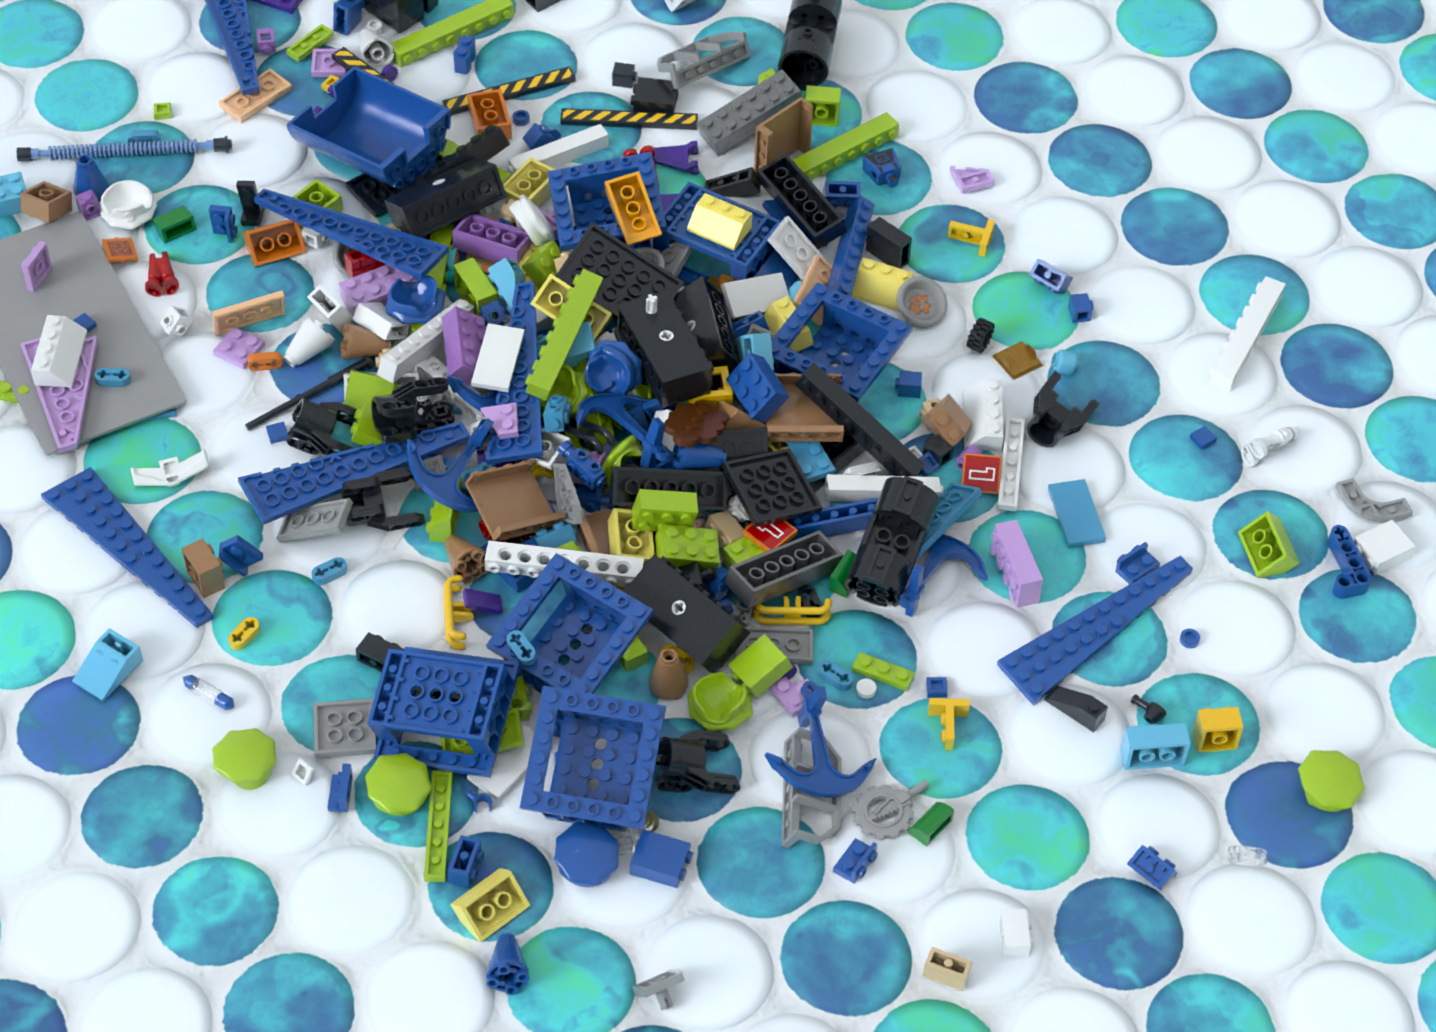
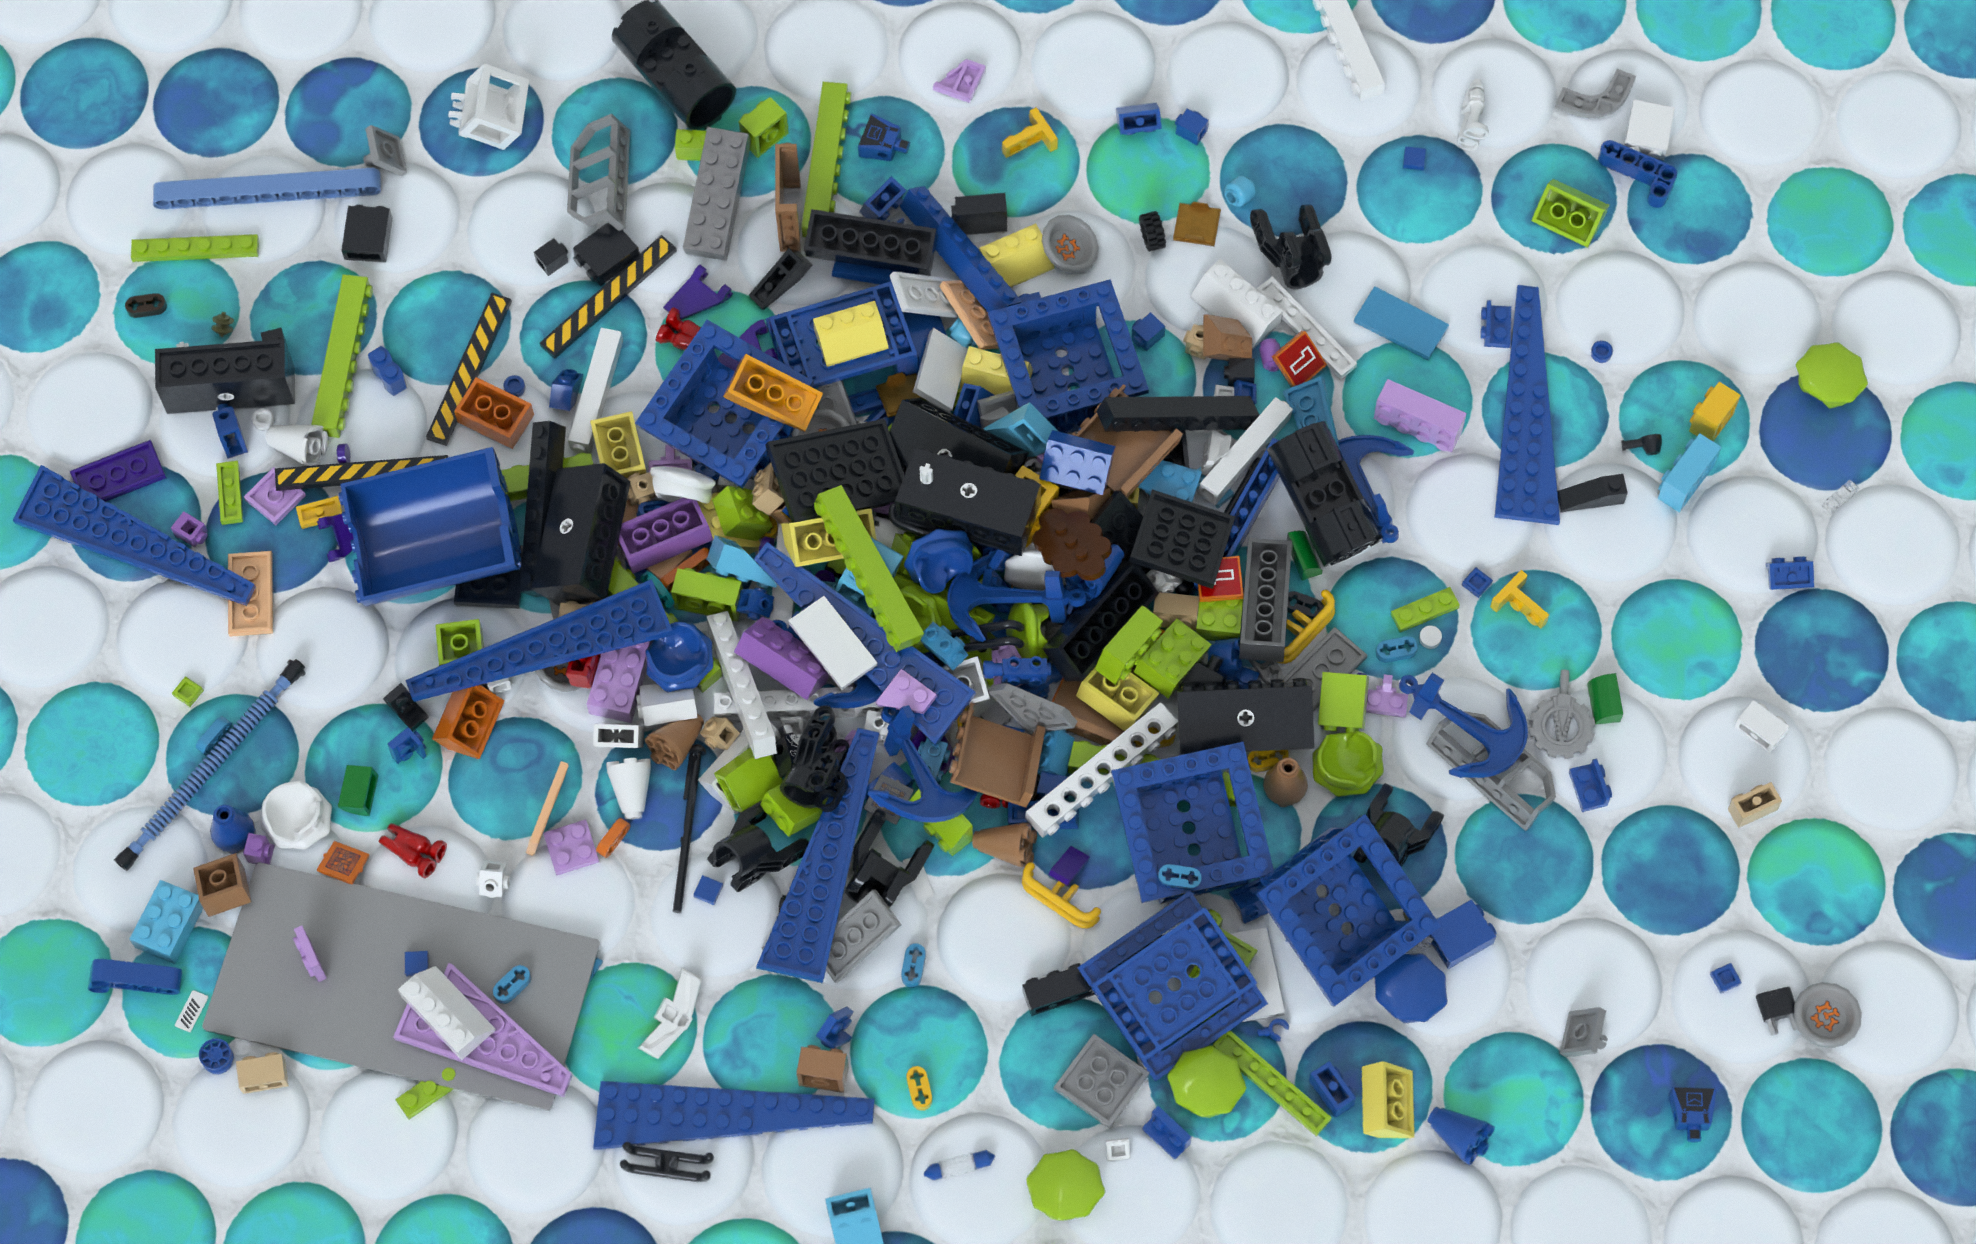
camera: 45 degrees left, 15 degrees up
(63, 536) = (666, 1163): none -> black piece

